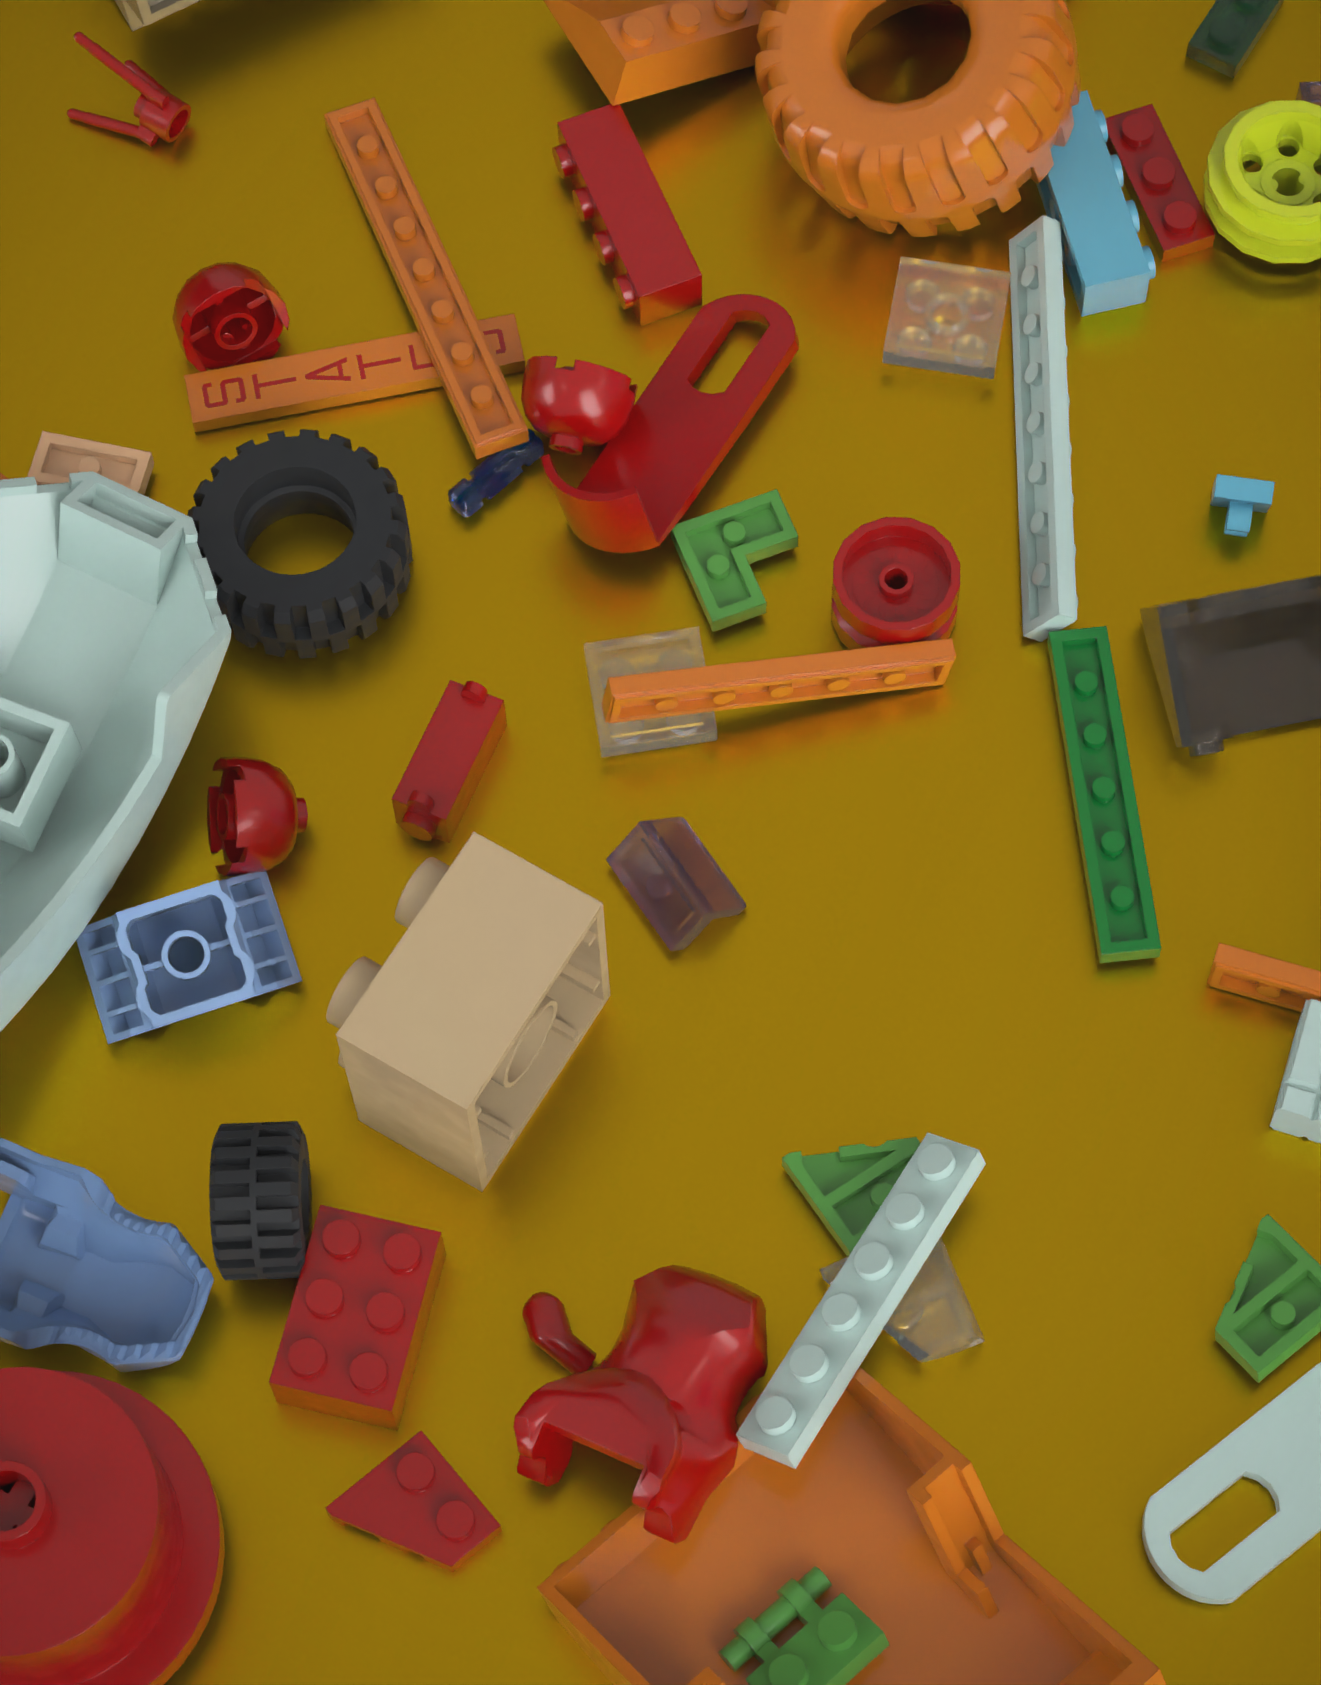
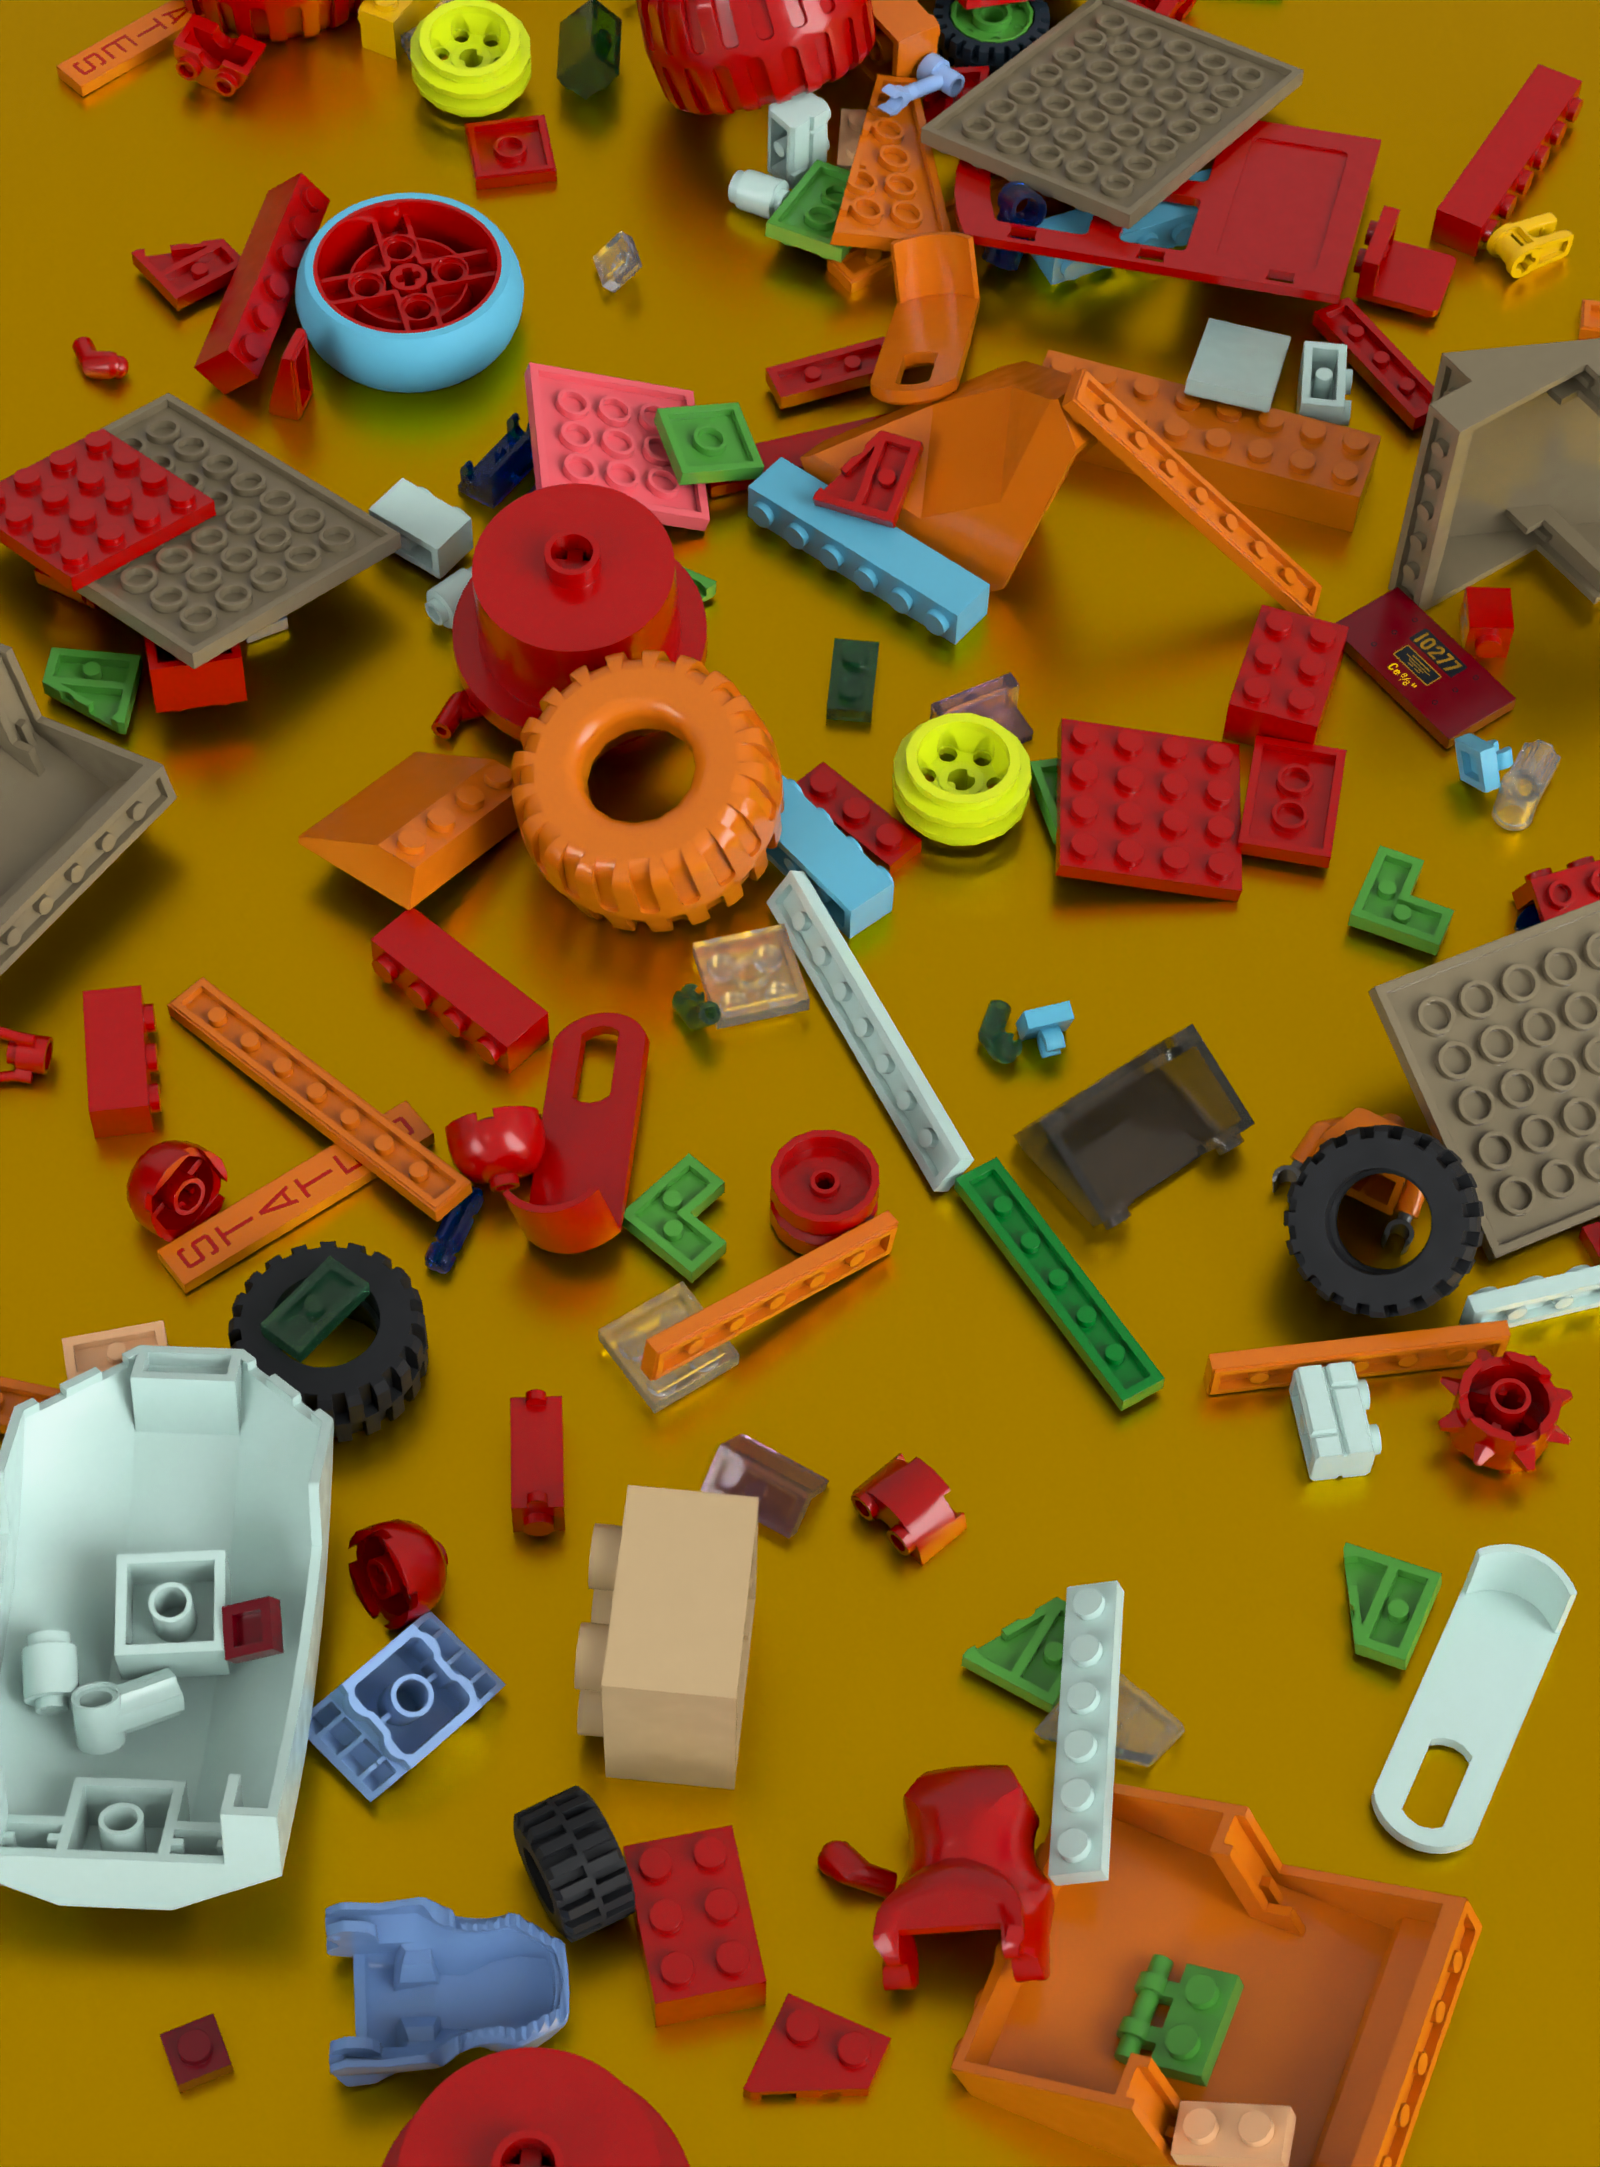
camera: 30 degrees left, 10 degrees down
(55, 818) = (252, 1629): none -> dark red plate
(244, 157) = (120, 1061): none -> red brick
(285, 504) = (315, 1309): none -> clear green plate
(815, 973) = (912, 1505): none -> red cylinder
(865, 329) = (693, 1009): none -> clear green arm
(1180, 490) = (994, 1037): none -> clear green arm

